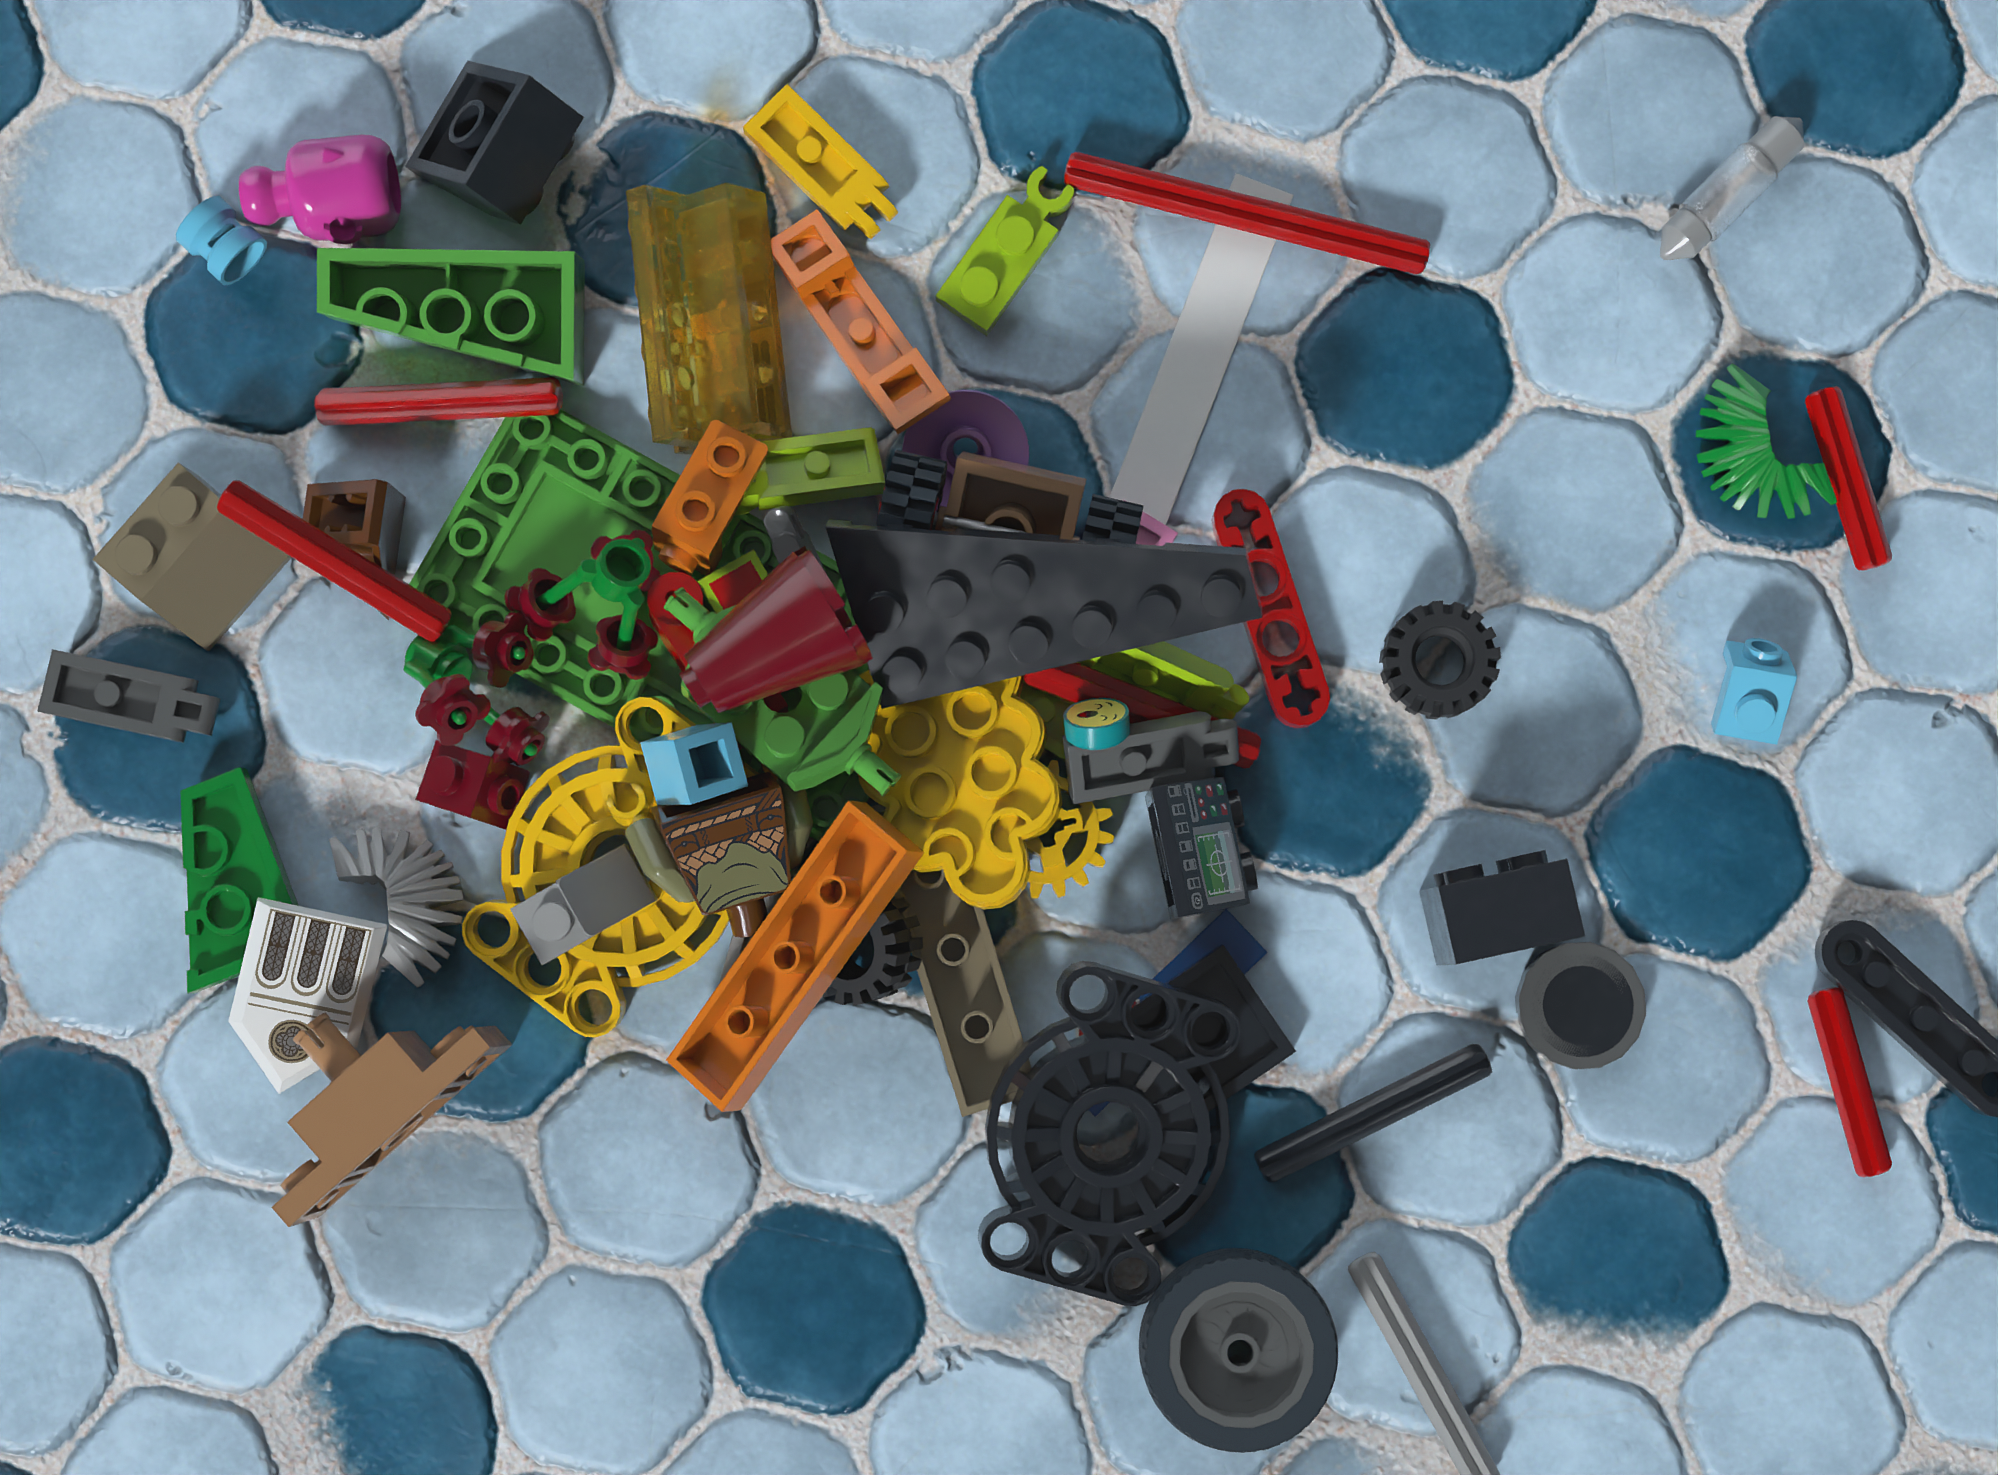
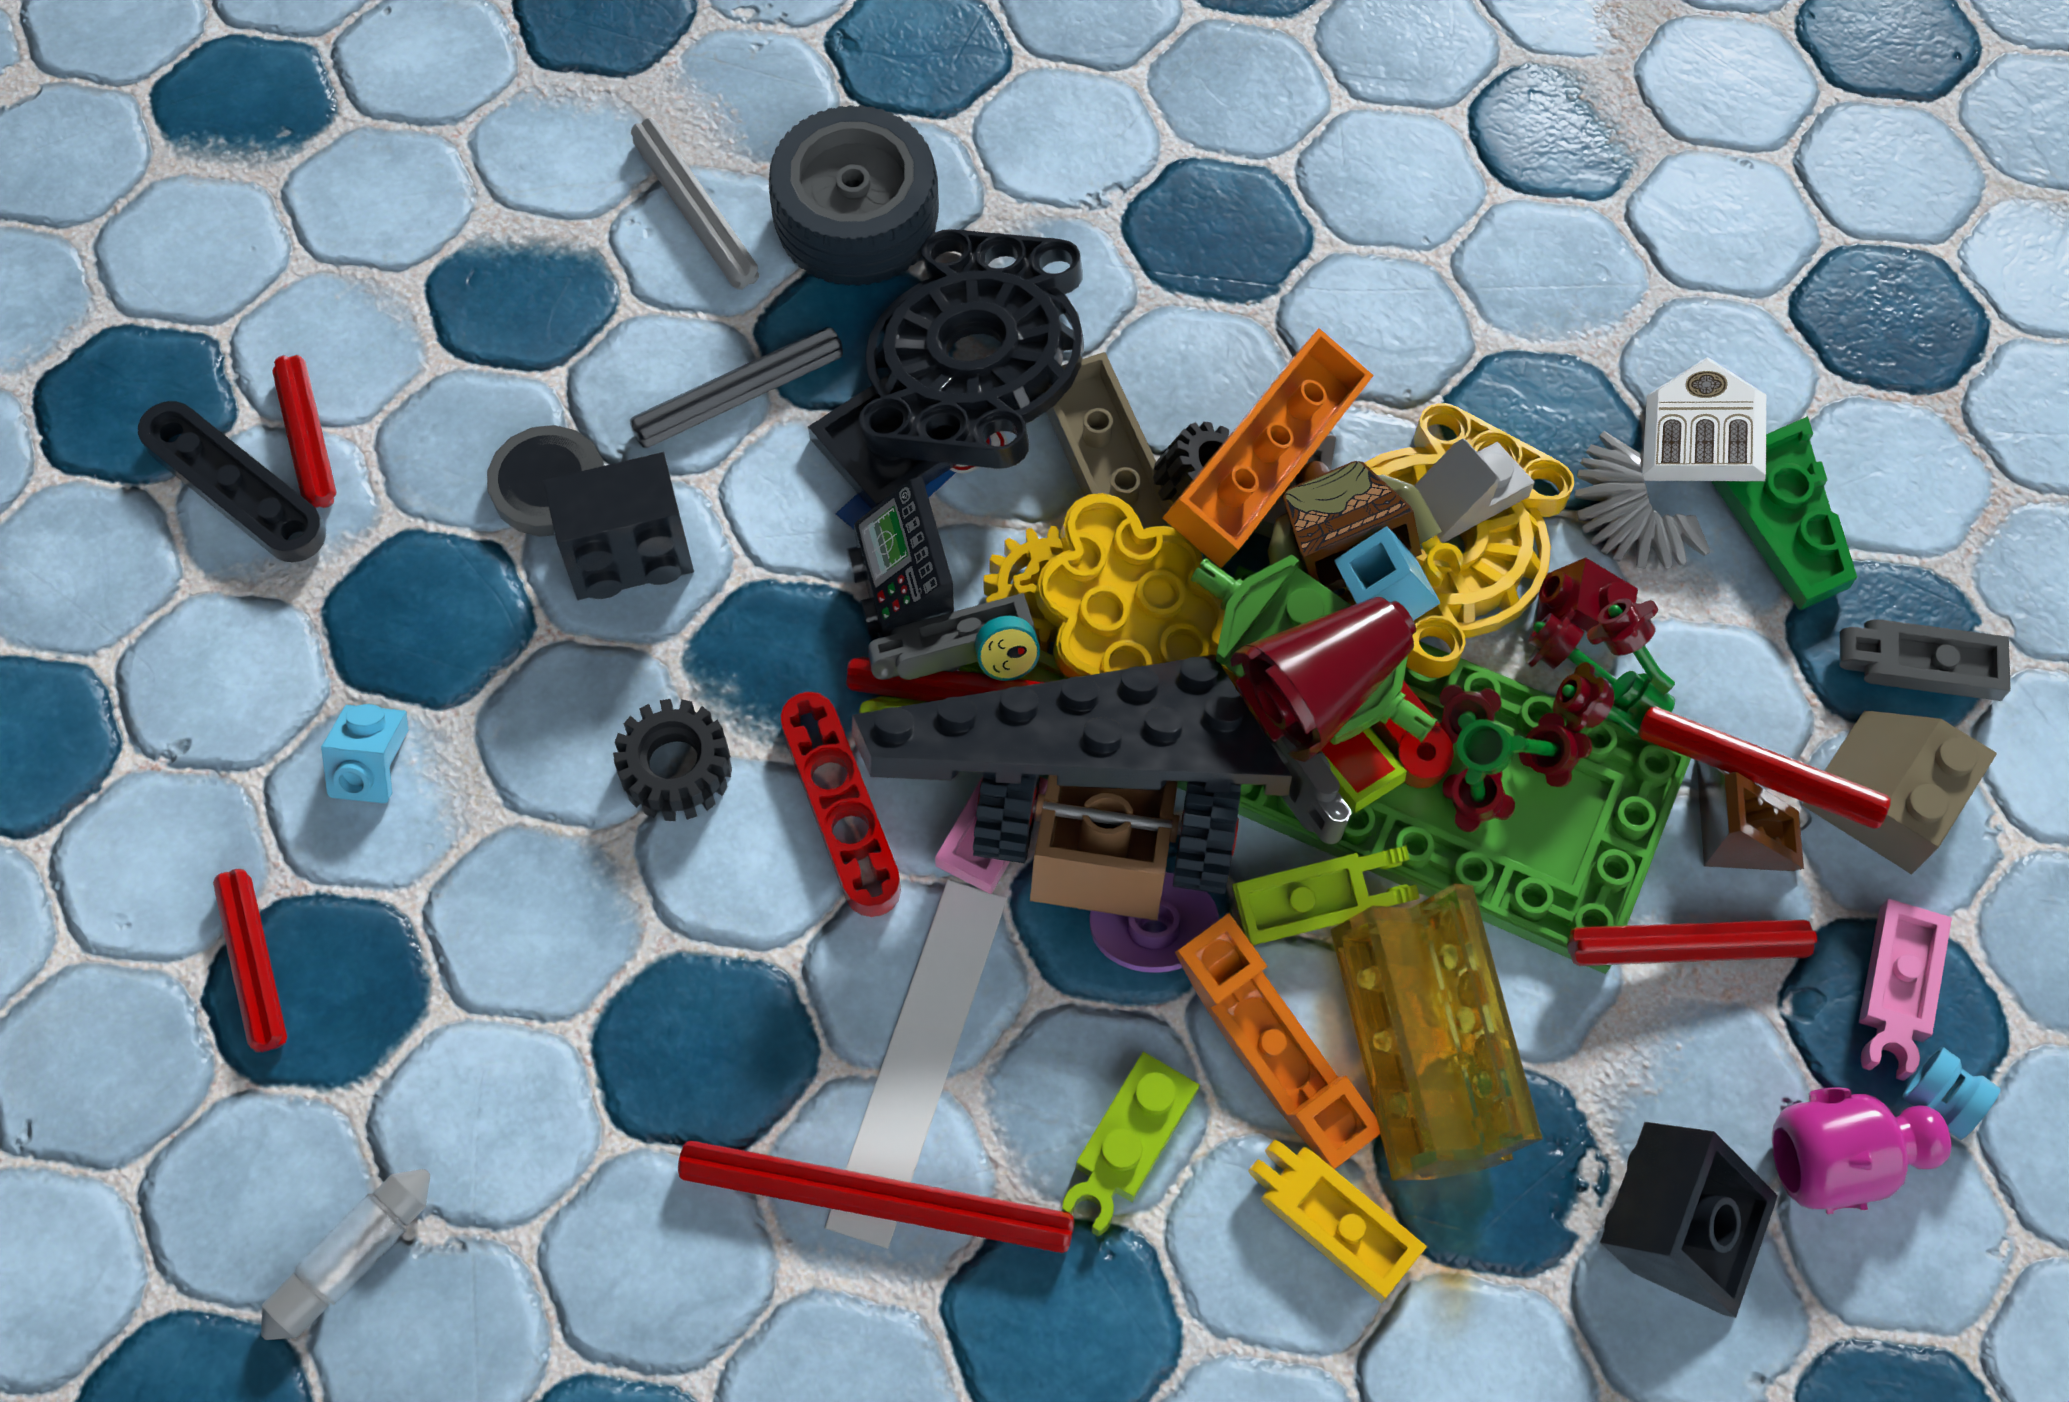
camera: 175 degrees right, 20 degrees down
(239, 353) = (1903, 983): none -> bright pink plate
(373, 1104) = (1619, 330): medium nougat brick -> none
(477, 303) = (1687, 1036): bright green wedge -> none
(706, 498) = (1407, 845): orange bracket -> none
(1750, 451) = (354, 976): green hair -> none

